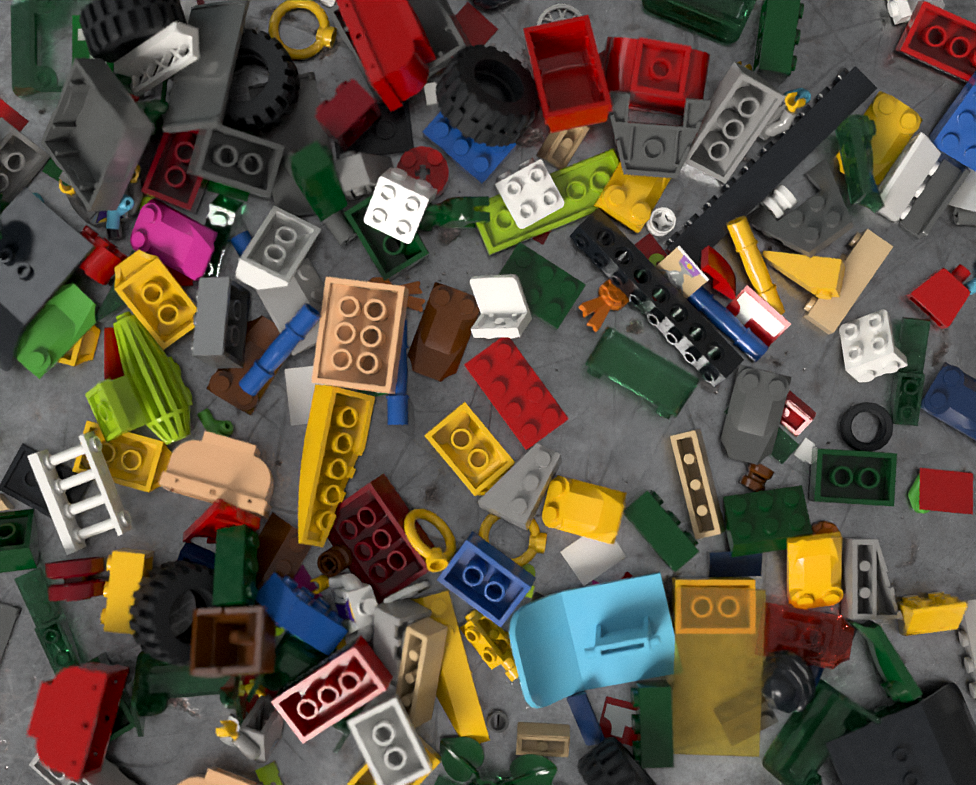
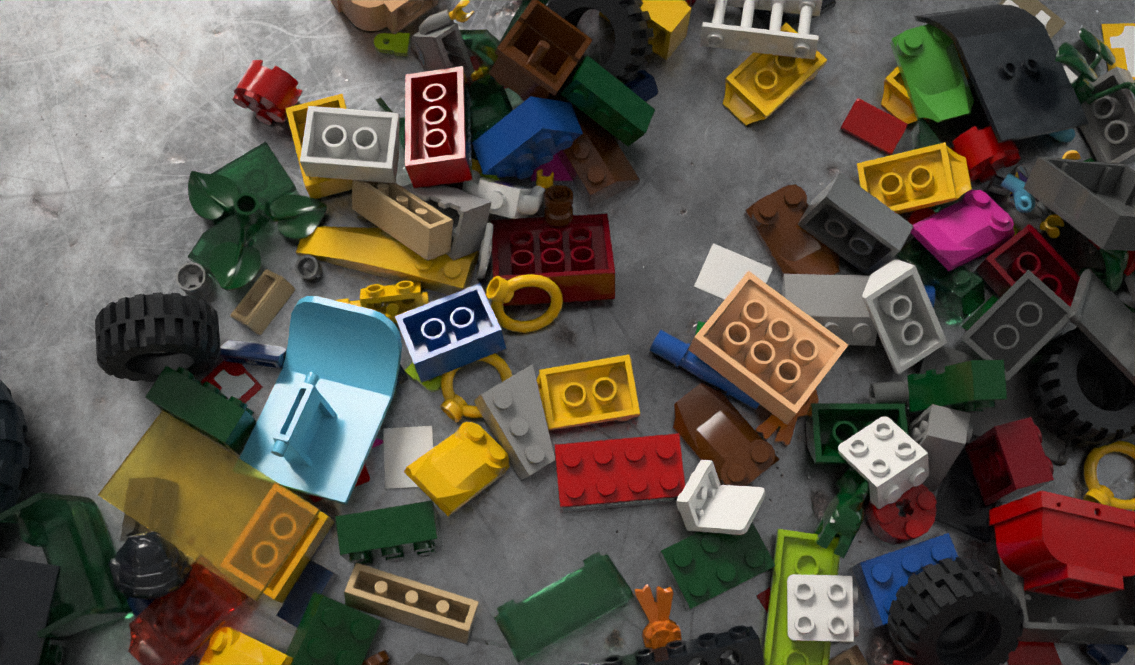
camera: 125 degrees right, 15 degrees down
(147, 393) = (823, 124): lime piece -> none
(214, 426) = (753, 172): bright green arm -> none
(218, 516) = (666, 115): red wing -> none
(221, 470) = (706, 151): light nougat container -> none
(279, 349) = (798, 262): blue piece -> none
(332, 444) = (666, 260): yellow wedge -> none

